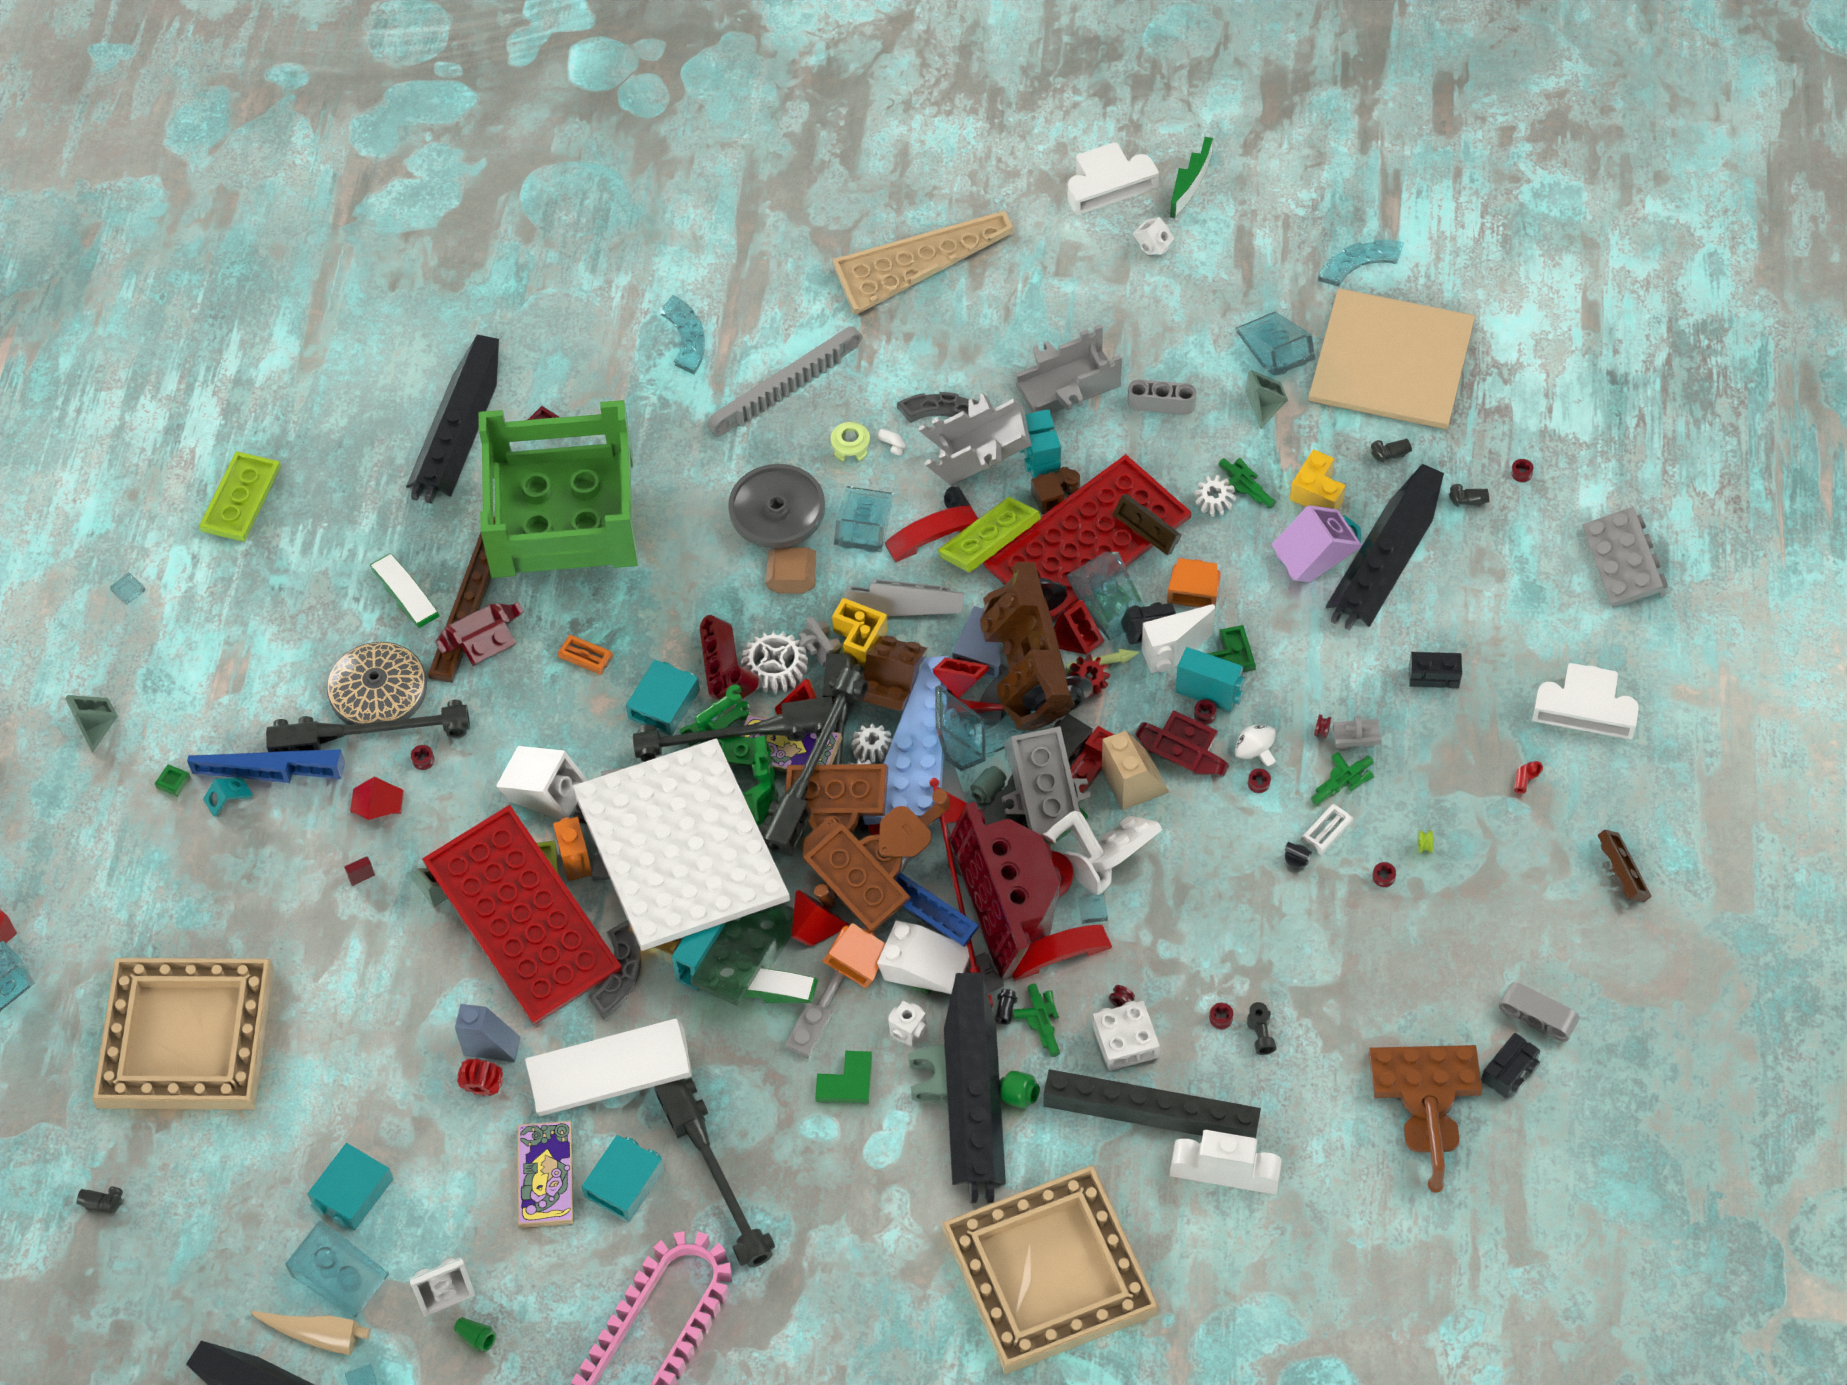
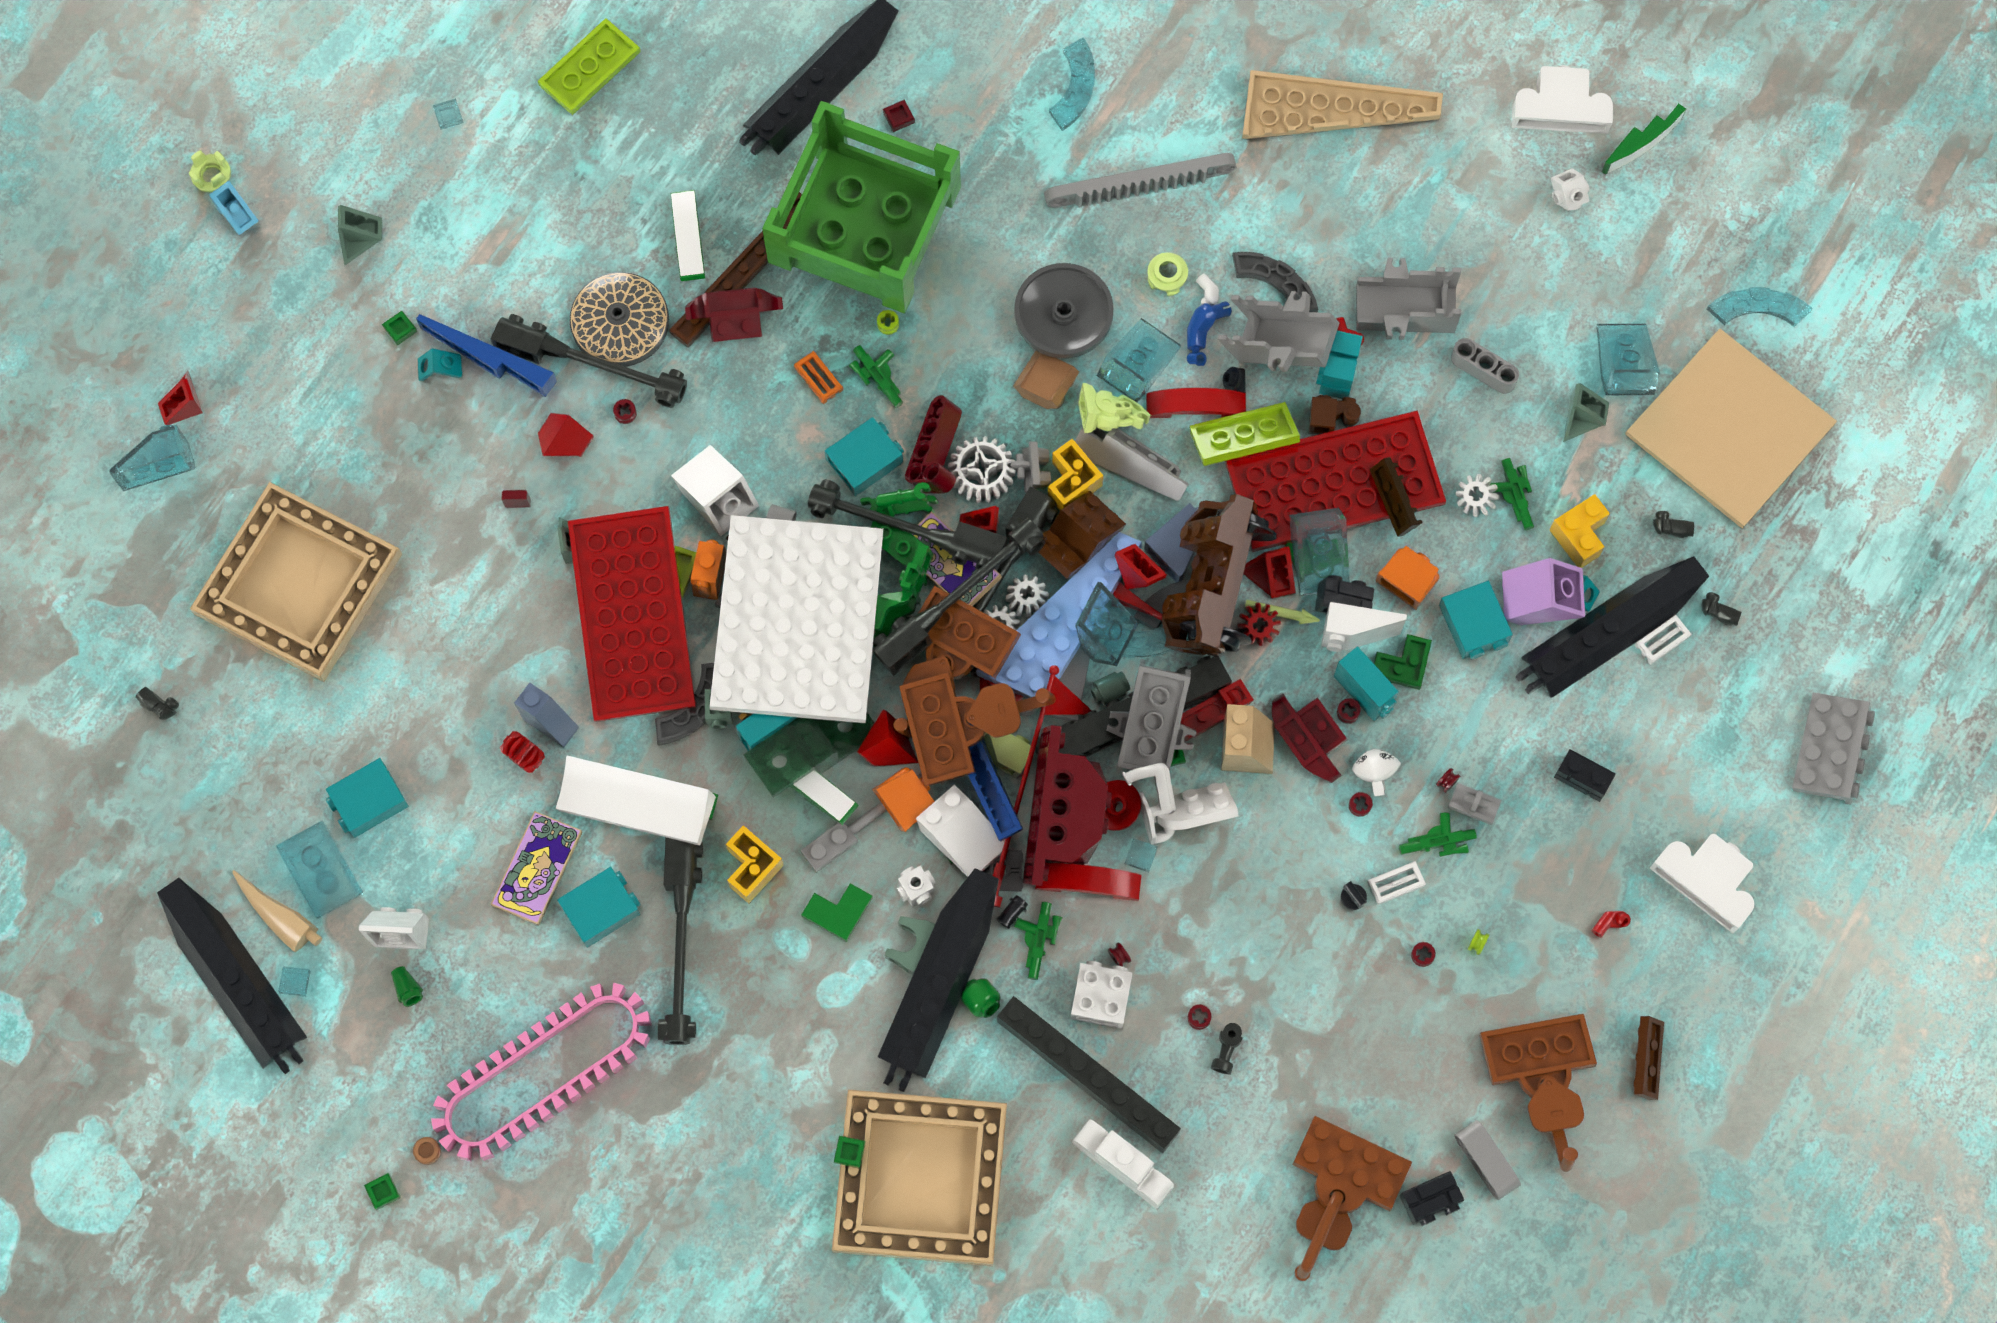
camera: 25 degrees right, 15 degrees up
(624, 577) = (882, 318): none -> lime bush
(637, 627) = (878, 371): none -> green piece
(646, 962) = (716, 718): none -> sand green bracket
(751, 1070) = (757, 866): none -> yellow brick
(859, 568) = (1107, 411): none -> yellowish green piece
(901, 471) = (1199, 325): none -> blue arm
(928, 872) = (1008, 752): none -> yellowish green slope
(974, 1273) = (849, 1152): none -> green tile
(1271, 592) = (1476, 620): none -> teal brick
(1428, 554) = (1647, 651): none -> white tile
(1519, 476) = (1796, 607): dark red bush -> none
(1539, 909) = (1545, 1055): none -> dark orange plate

